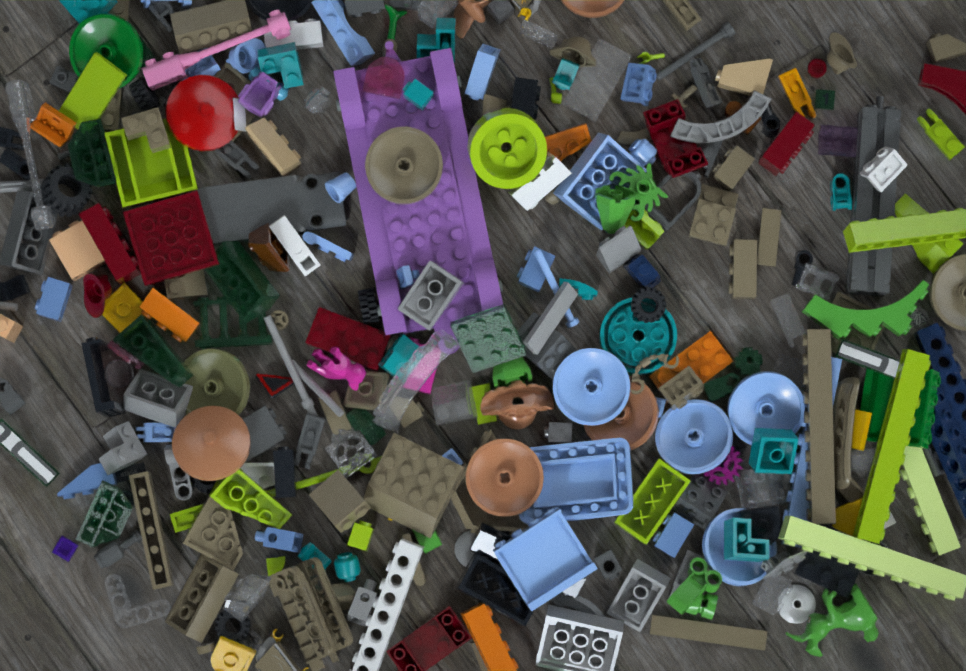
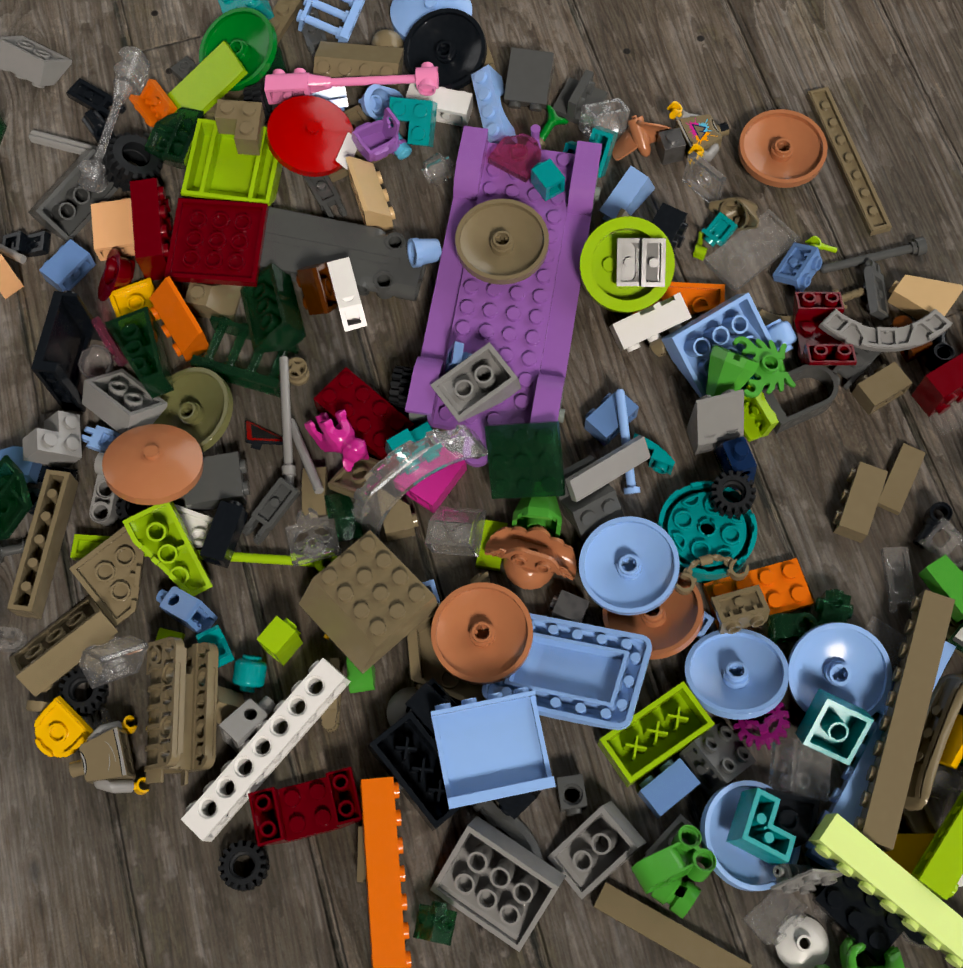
camera: 25 degrees right, 15 degrees down
(326, 245) = (384, 312): light blue hinge -> none
(339, 501) = (271, 585): dark tan slope -> none
(518, 147) = (641, 262): none -> light grey slope
(713, 215) = (842, 428): dark tan bracket -> none

